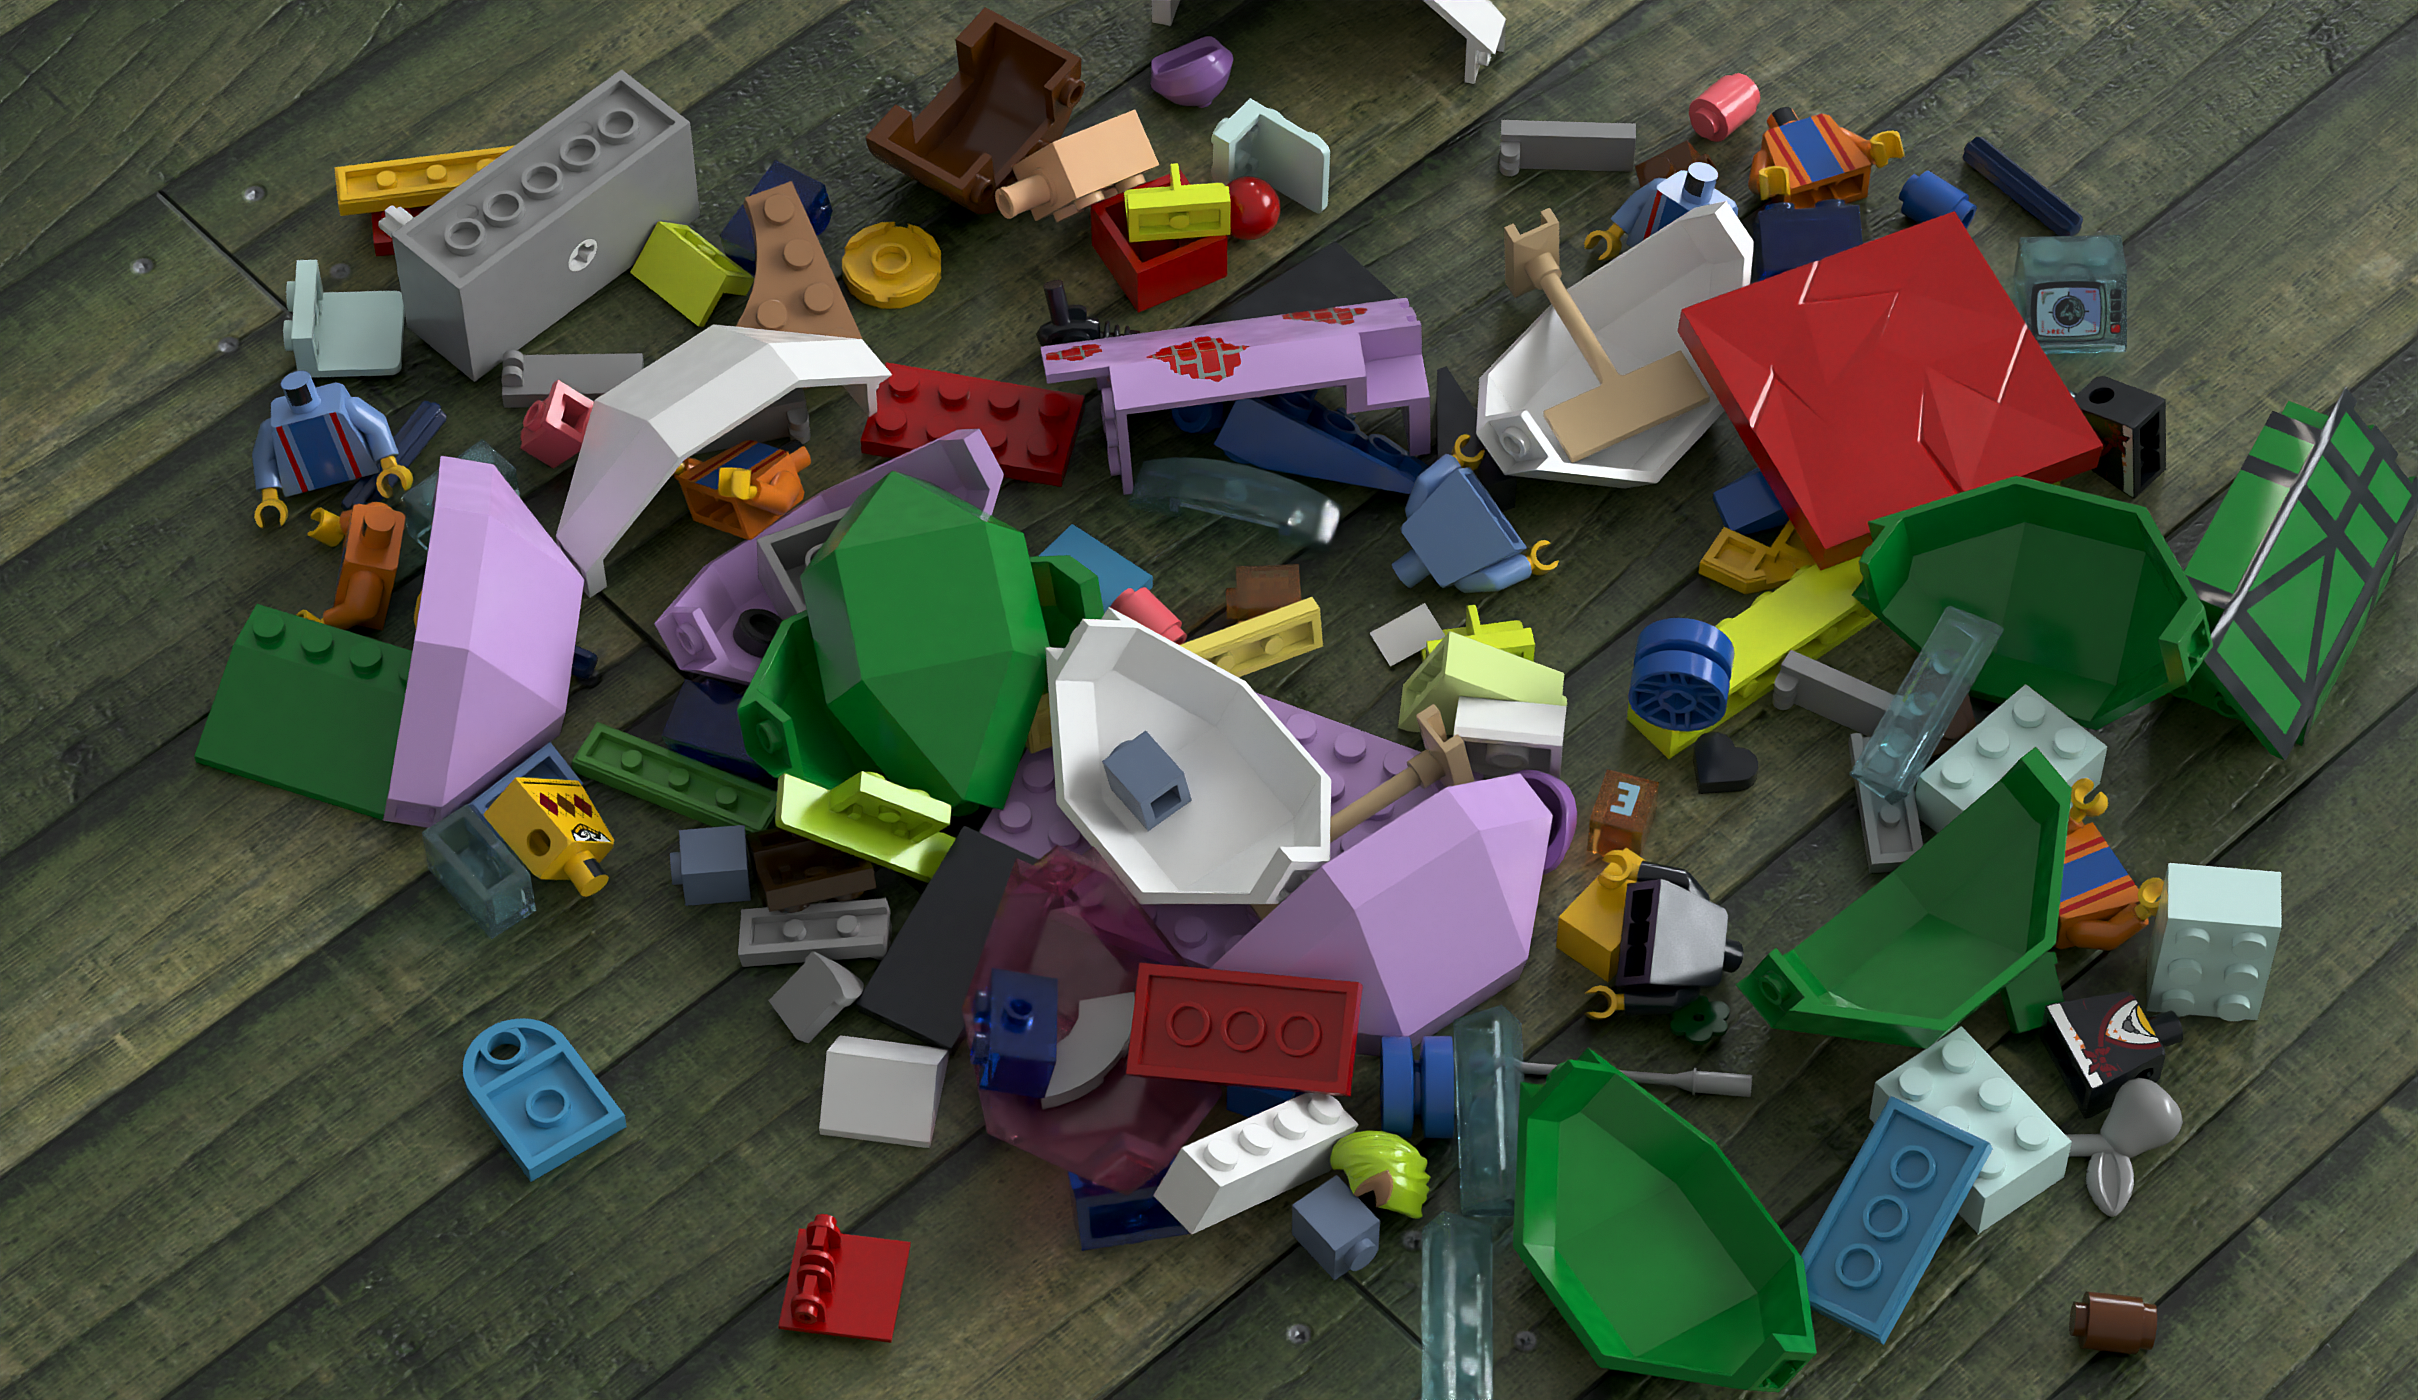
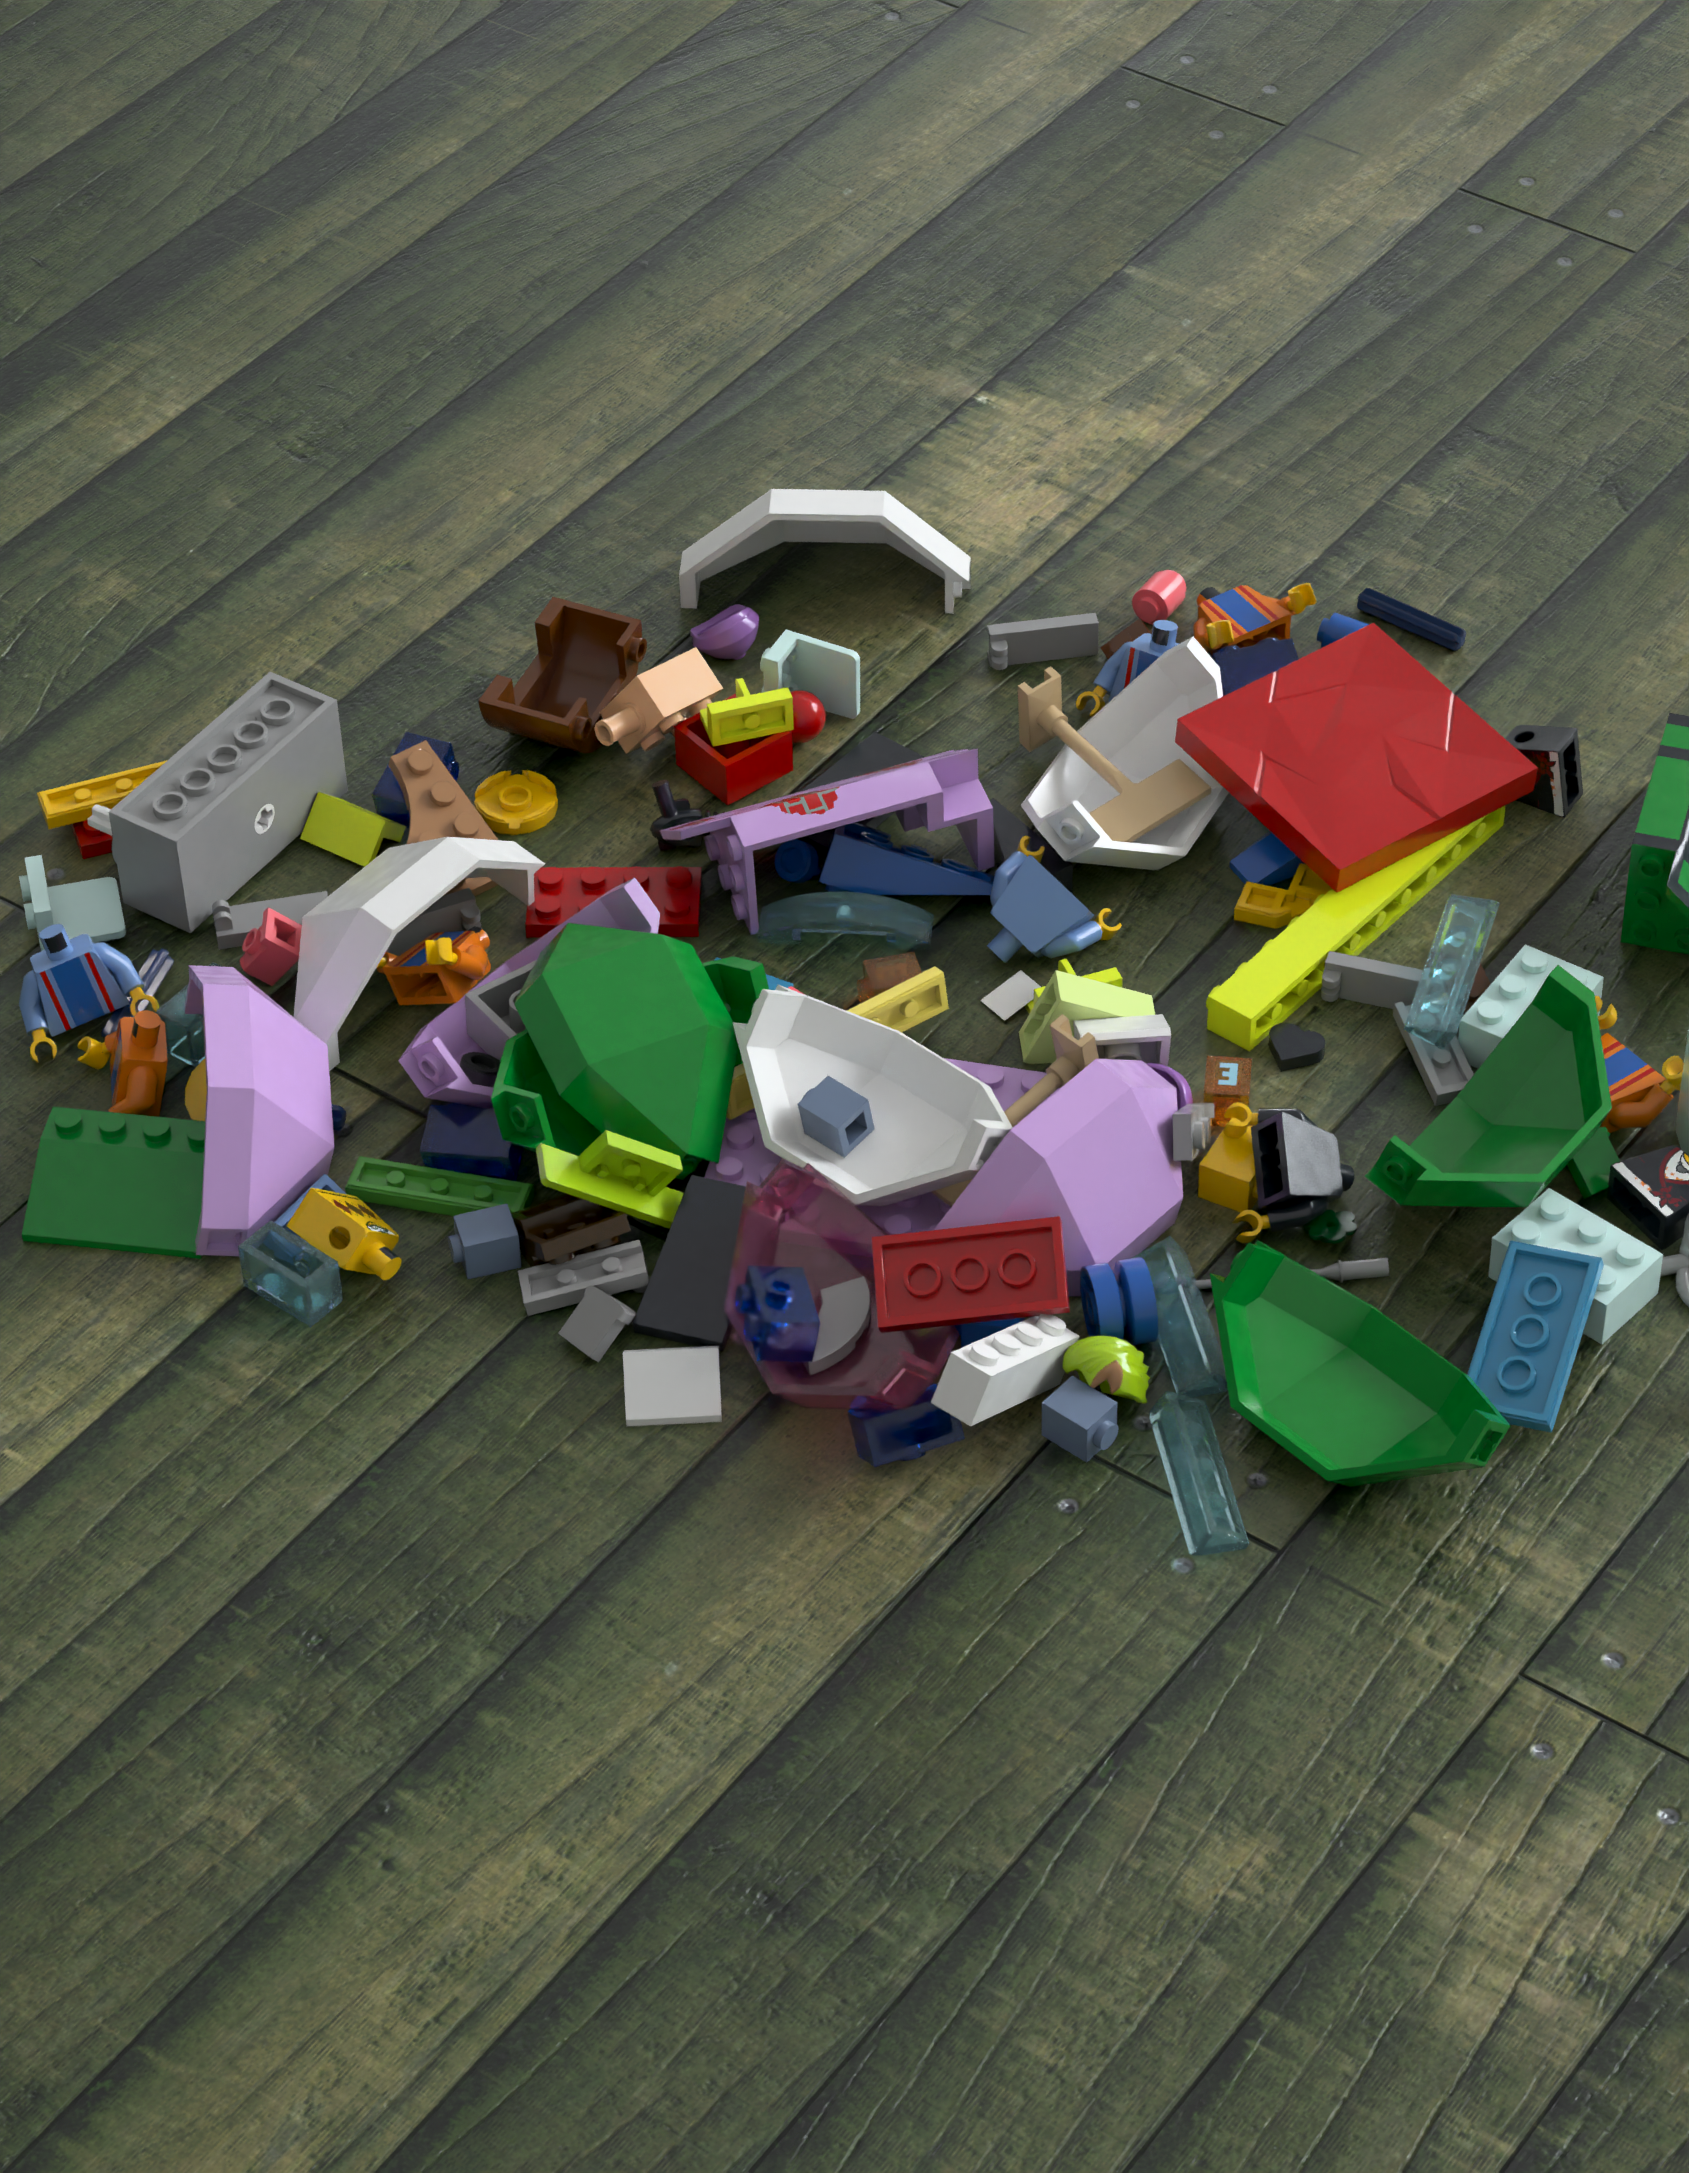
camera: 10 degrees left, 10 degrees down
(541, 1100) = (384, 1436): dark azure tile -> none
(844, 1283) = (678, 1527): red hinge -> none
(1558, 873) = (1192, 1130): none -> light grey plate
(1681, 674) = (1252, 971): blue wheel -> none
(2073, 292) = (1480, 673): clear light blue slope -> none
(2074, 579) = (1558, 858): green panel -> none

